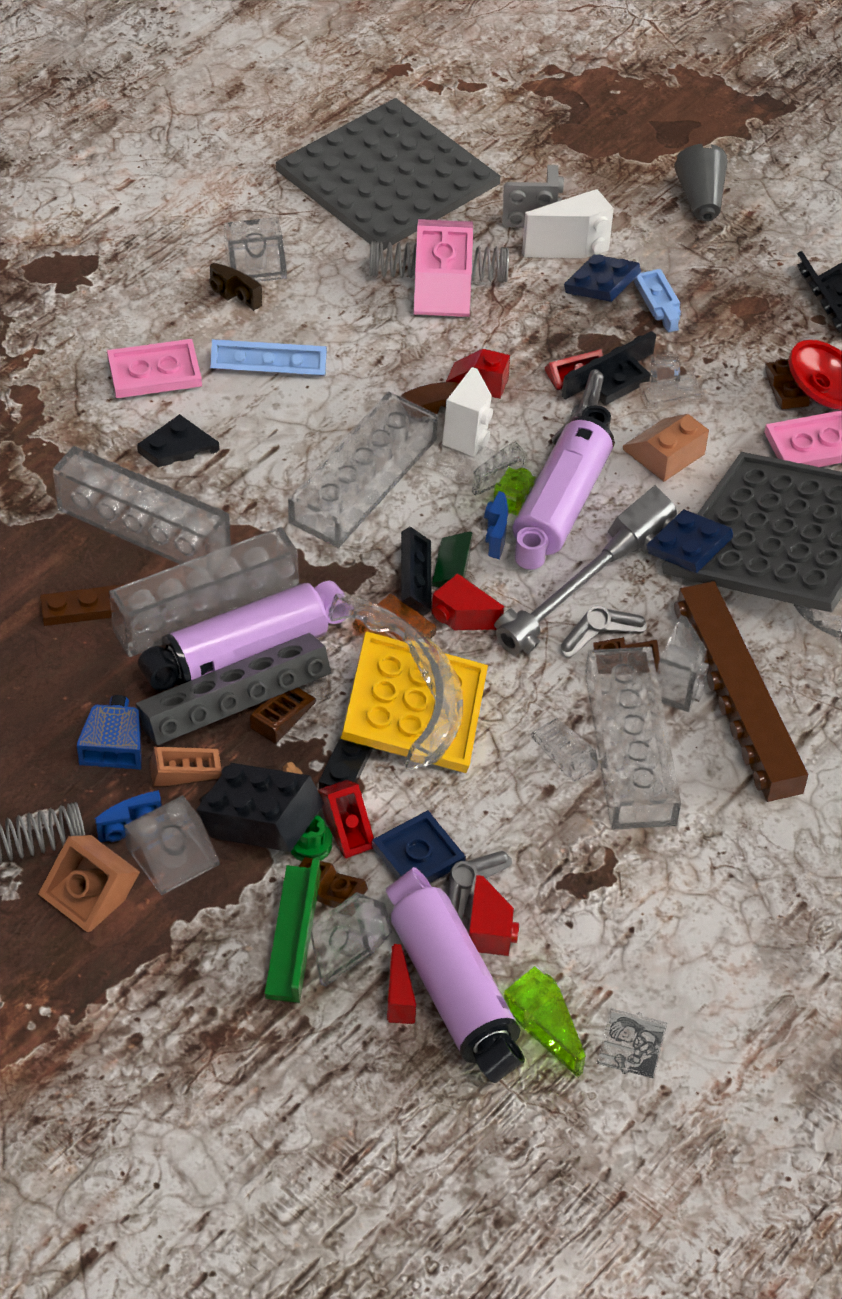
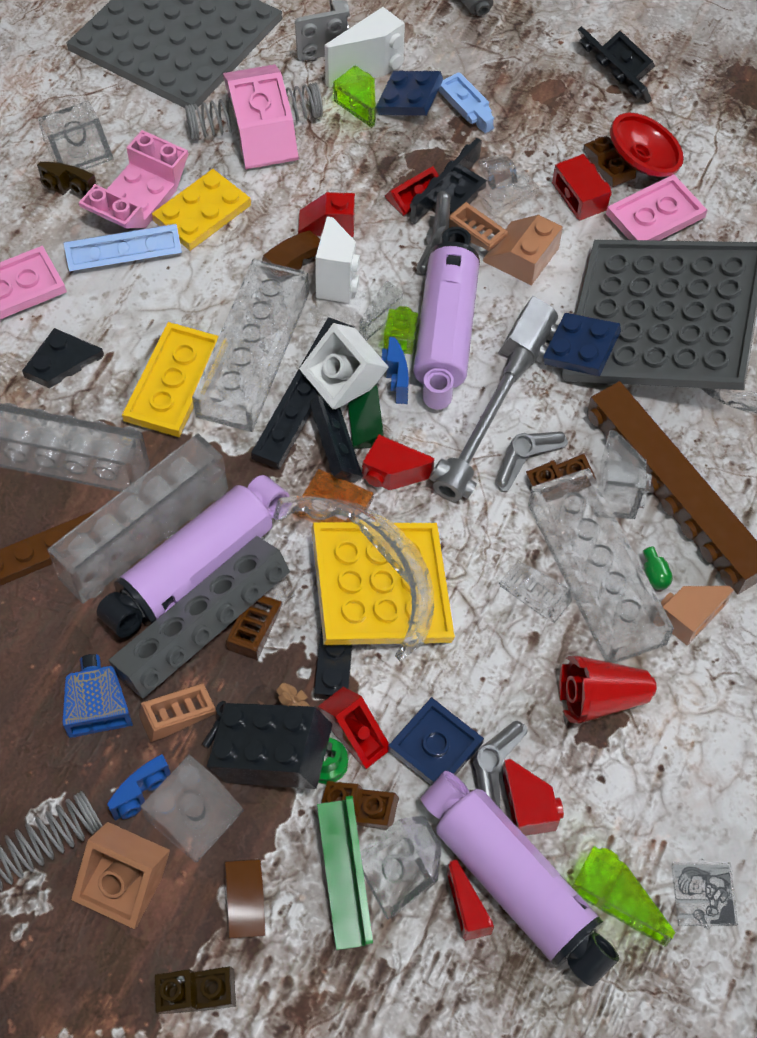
camera: 15 degrees left, 10 degrees up
(124, 995) = (195, 991): none -> dark brown slope
(194, 930) = (244, 898): none -> reddish brown slope
(263, 493) = (169, 380): none -> yellow plate
(306, 308) = (142, 186): none -> bright pink slope
(359, 340) = (202, 208): none -> yellow plate
(386, 534) = (289, 415): none -> black plate
(443, 505) = (343, 366): none -> white slope
(548, 268) = (356, 94): none -> clear neon green slope
(597, 842) = (602, 688): none -> red cone
(625, 405) = (473, 217): none -> nougat slope
(691, 758) = (657, 569): none -> green cylinder
(714, 799) = (694, 608): none -> nougat slope
(747, 401) = (581, 187): none -> red brick

